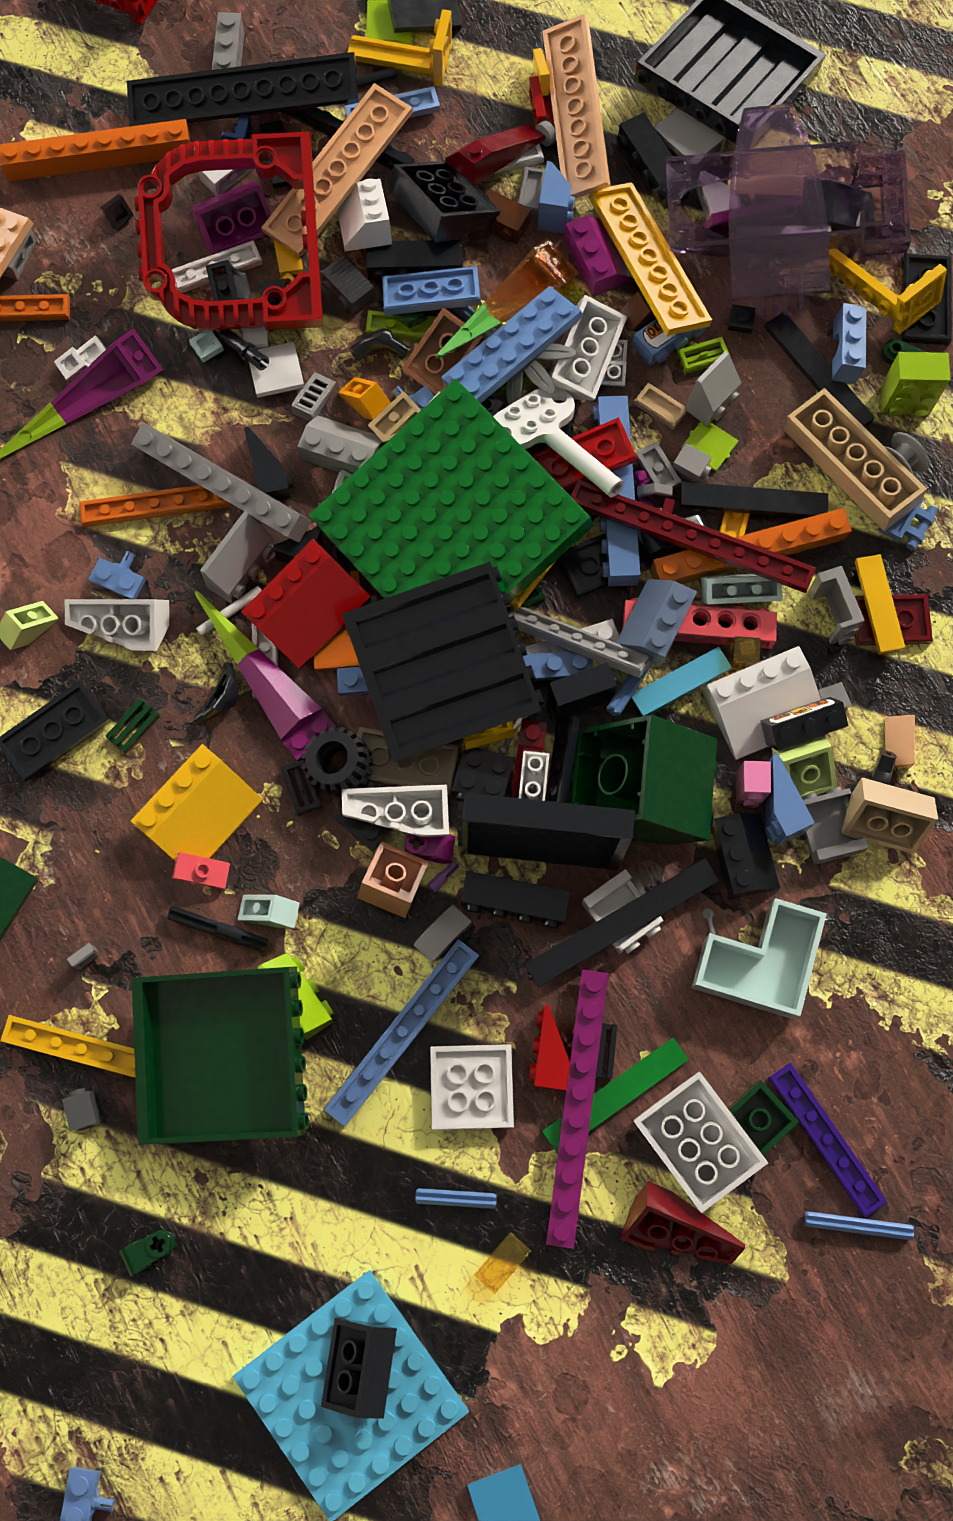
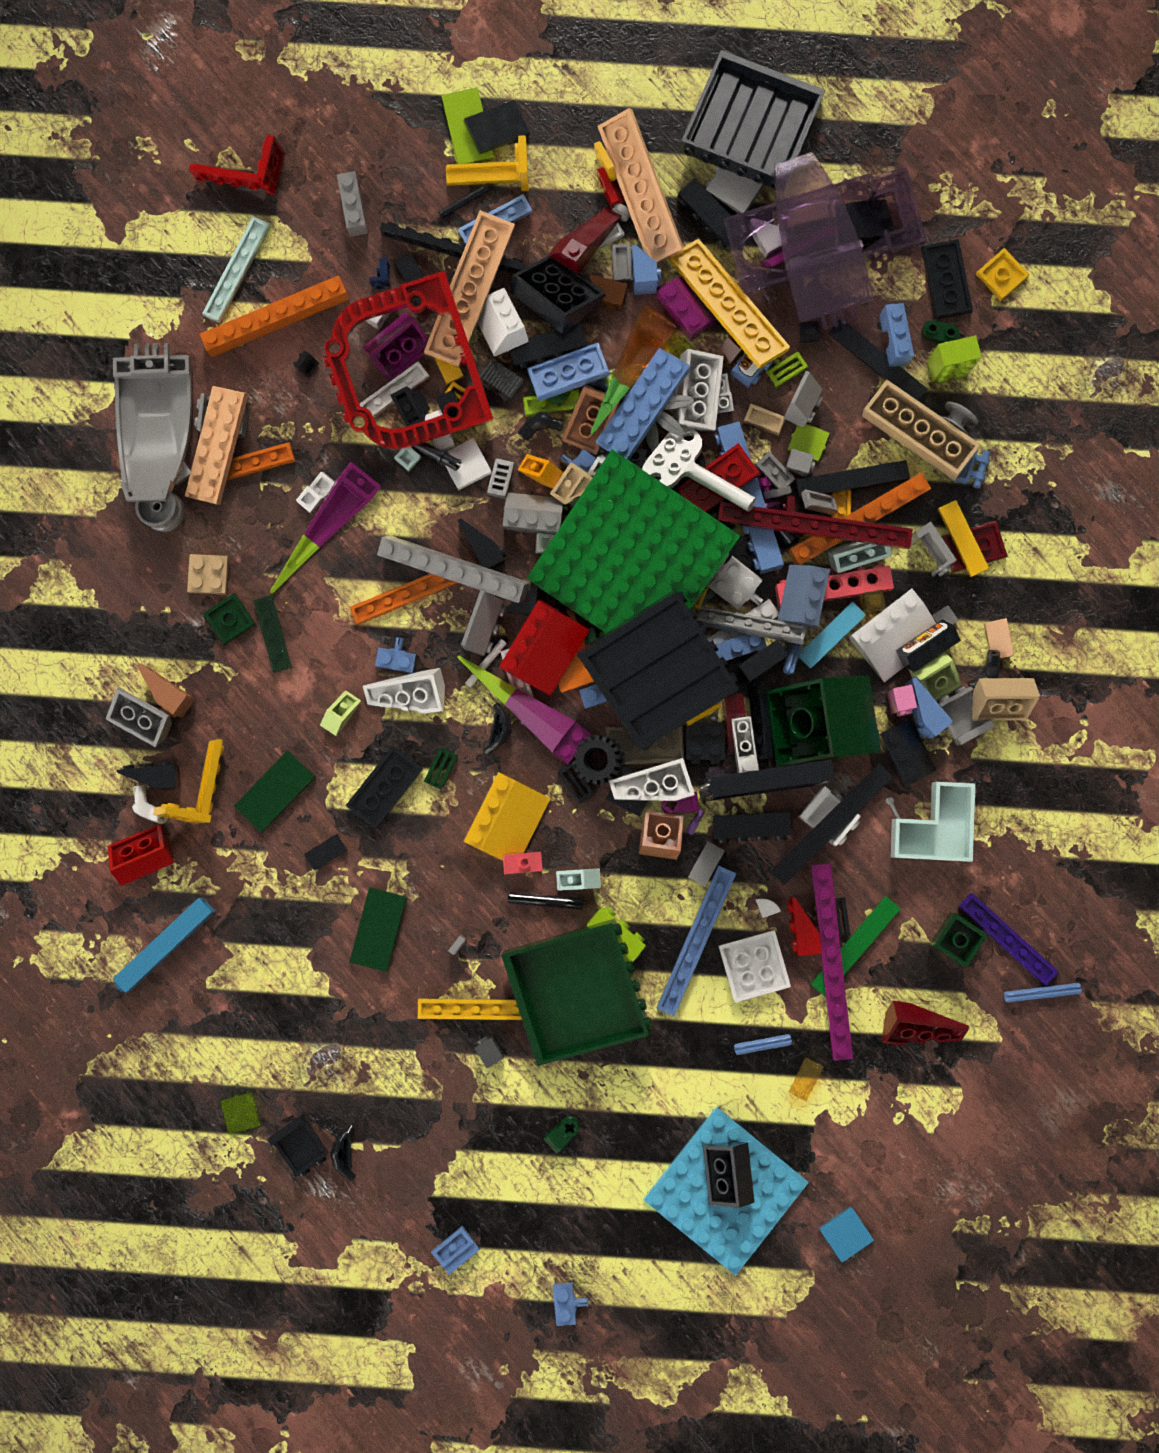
camera: 10 degrees left, 10 degrees up
(69, 92) = (236, 269): none -> light aqua tile
(244, 90) = (376, 239): black plate -> none
(509, 1012) = (767, 907): none -> white tile
(574, 588) = (736, 583): none -> white plate
(700, 1141) = (922, 965): white slope -> none
(704, 514) = (819, 502): none -> light grey tile
(902, 309) = (931, 300): yellow bracket -> none

